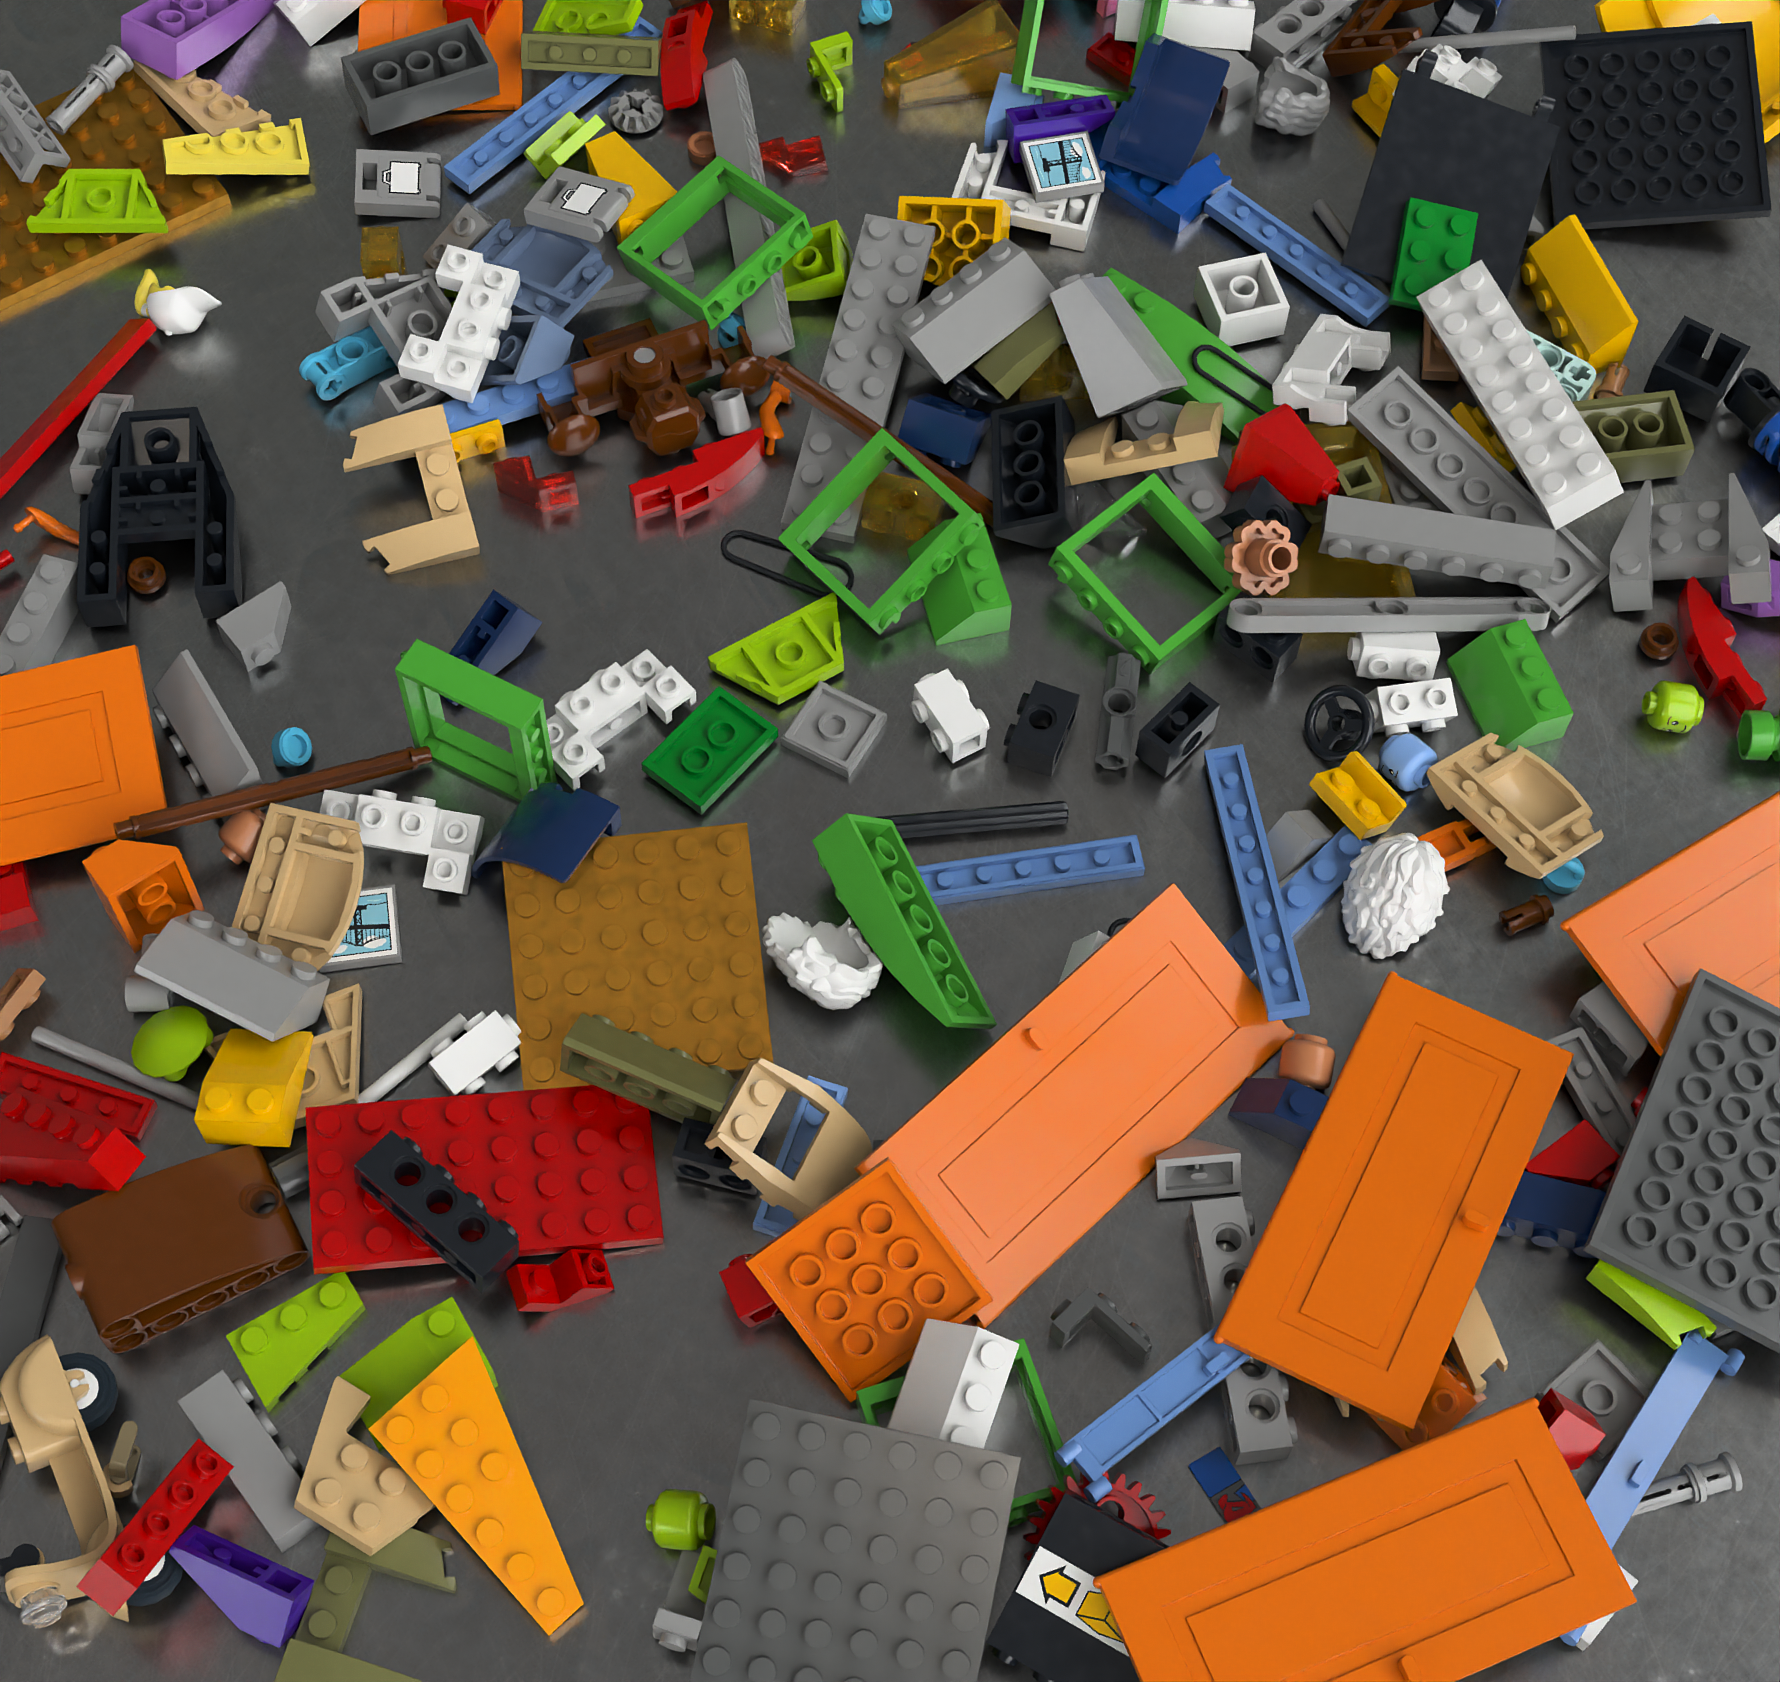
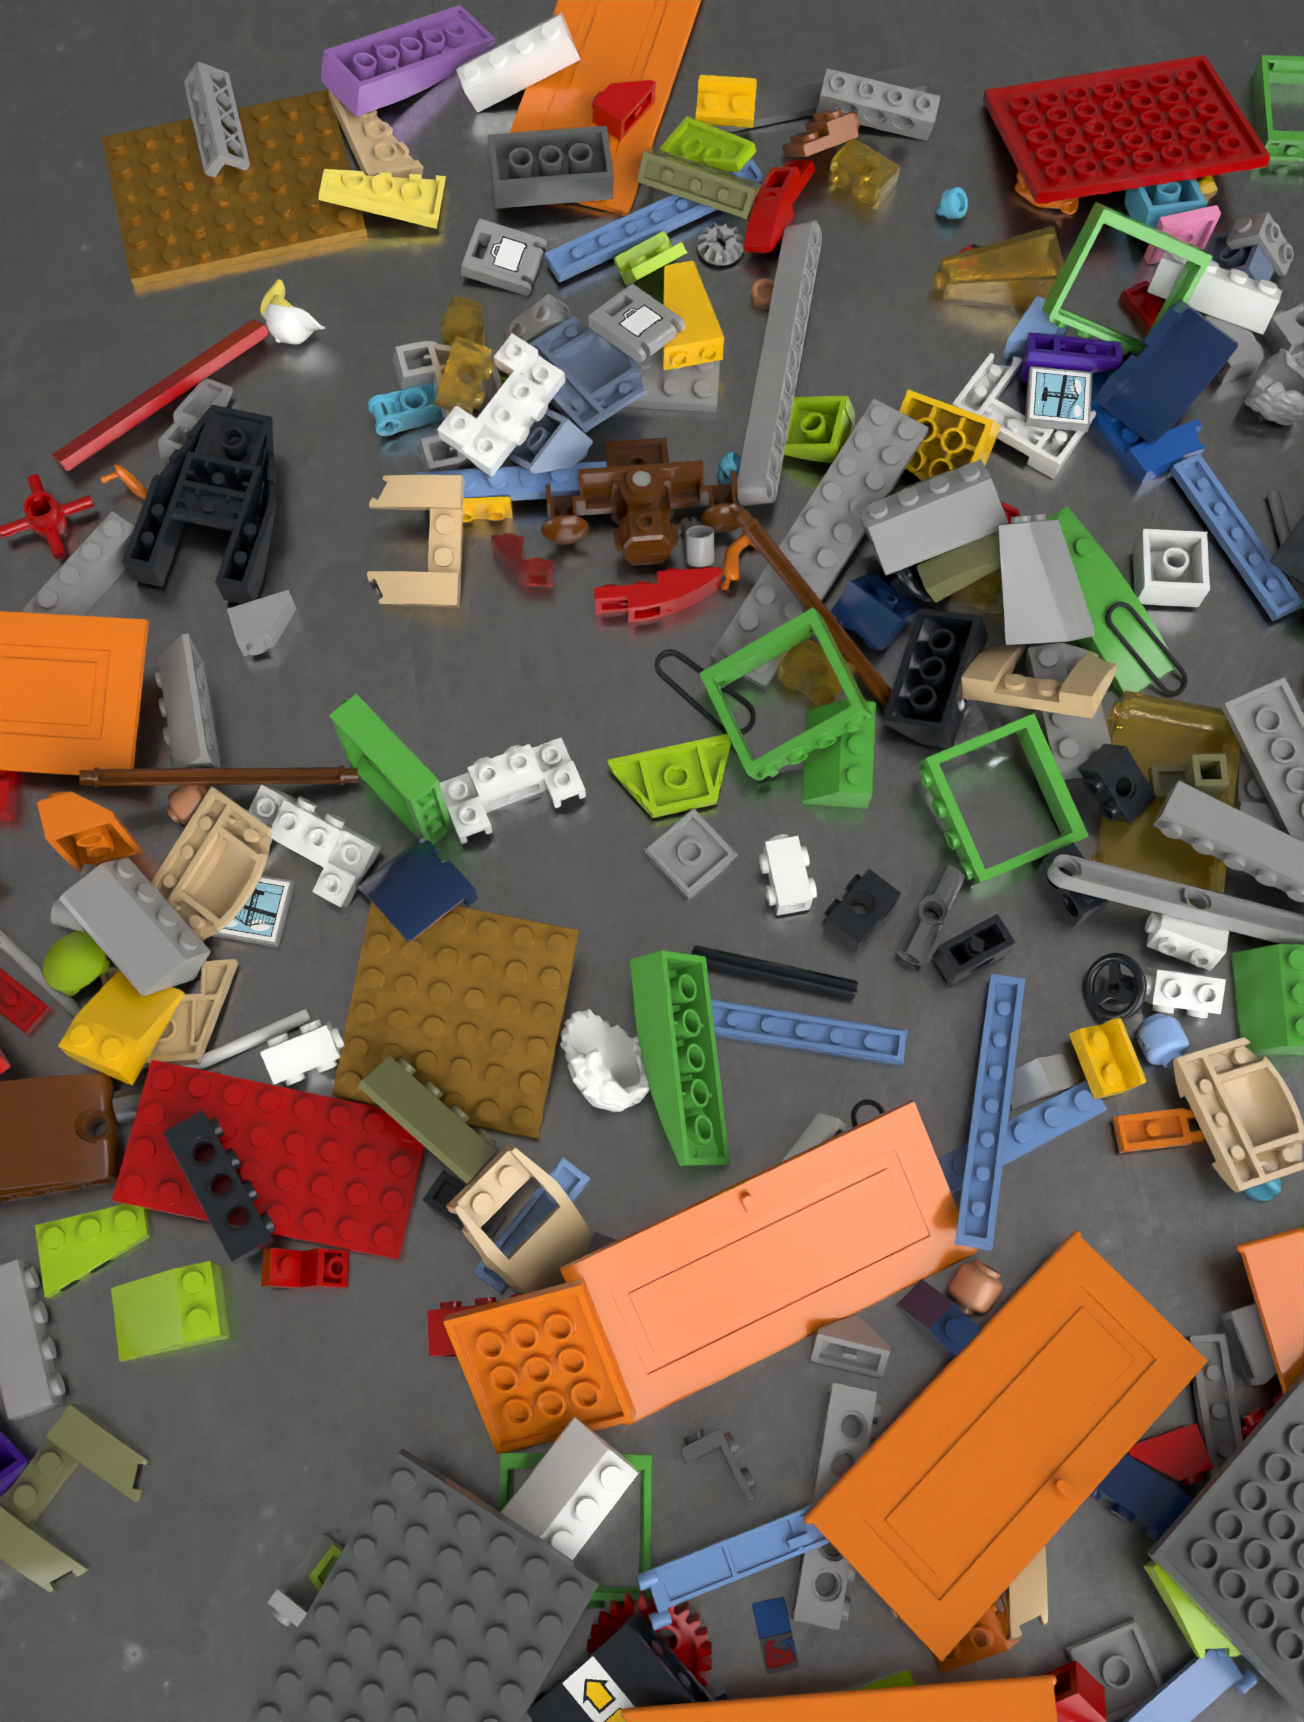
camera: 20 degrees right, 10 degrees up
(99, 79) = (294, 100): light grey pin -> none
(99, 204) = (258, 211): lime wing -> none
(145, 567) = (188, 542): reddish brown plate -> none
(291, 747) = (252, 736): medium azure tile -> none
(352, 1485) = (88, 1400): tan wing -> none
(412, 284) = (468, 359): none -> clear yellow brick
(469, 1465) = (177, 1415): light orange wing -> none
(495, 635) = (434, 694): dark blue slope -> none
(681, 1519) = (327, 1509): lime head -> none
(685, 210) = (720, 354): bright green window -> none
(710, 750) = (582, 842): green plate -> none
(797, 158) = (839, 324): clear red slope -> none
(825, 57) = (896, 237): lime bracket -> none
(1261, 557) = (1100, 818): nougat plant -> none
(1286, 456) = (1154, 734): red slope -> none
(1321, 363) = (1220, 648): white bracket -> none
(1393, 894) = (1105, 1160): white hair -> none
(1534, 911) = (1222, 1211): reddish brown pin -> none

